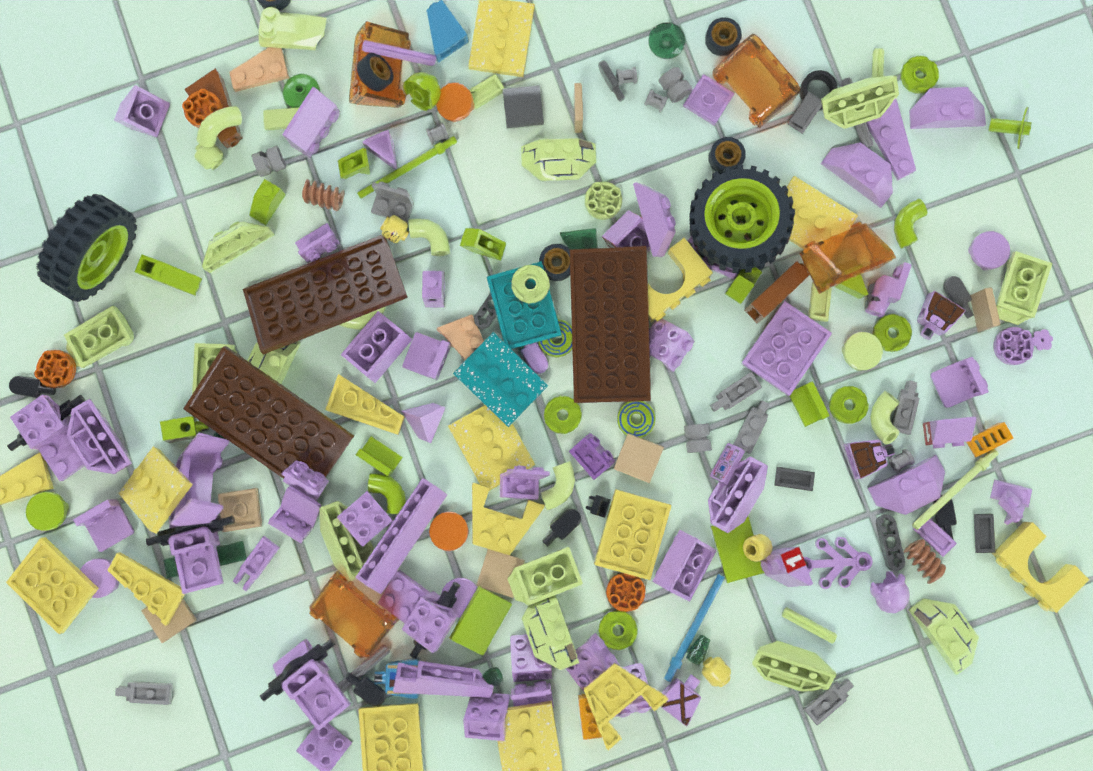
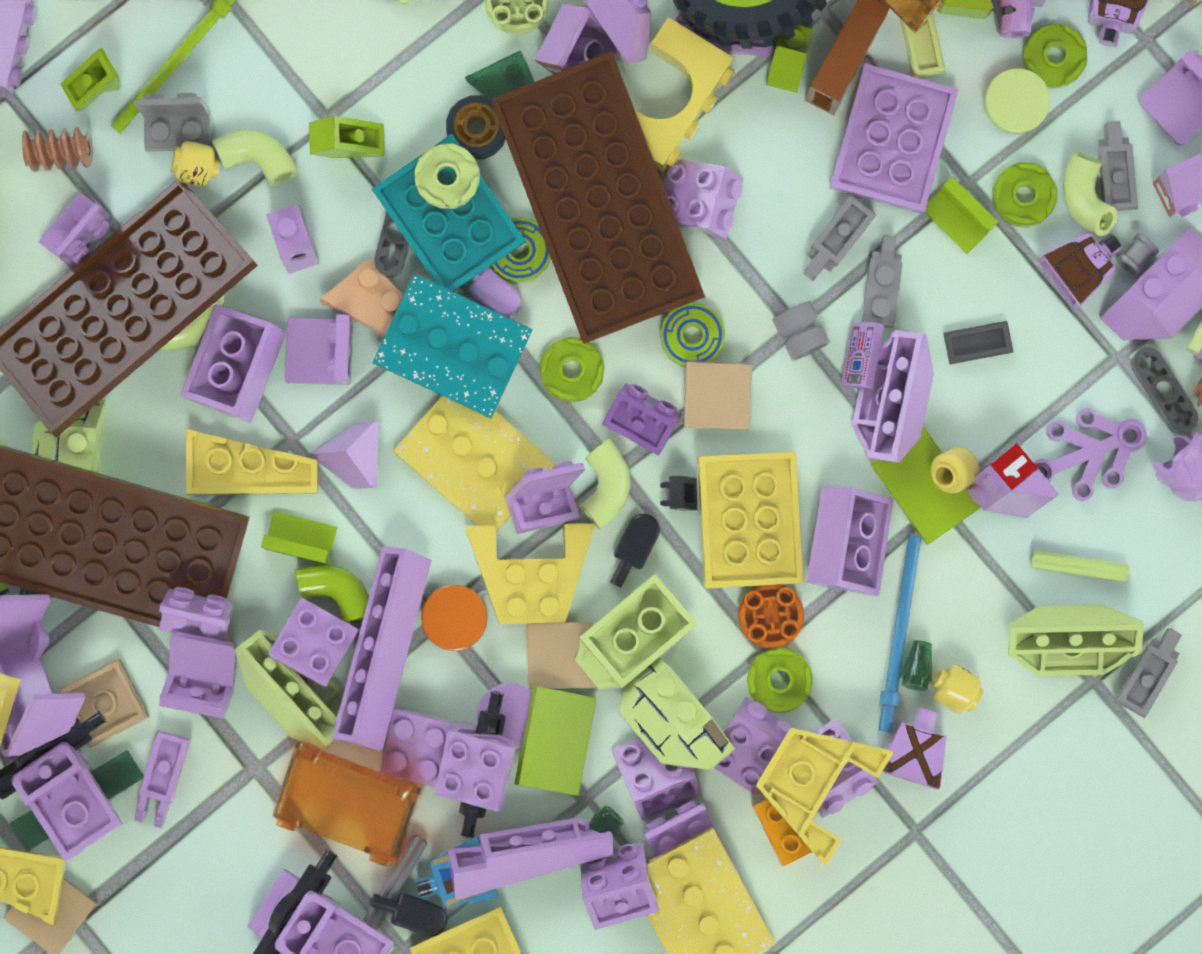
camera: 20 degrees left, 0 degrees up
(382, 147) = (127, 38): lavender slope -> none

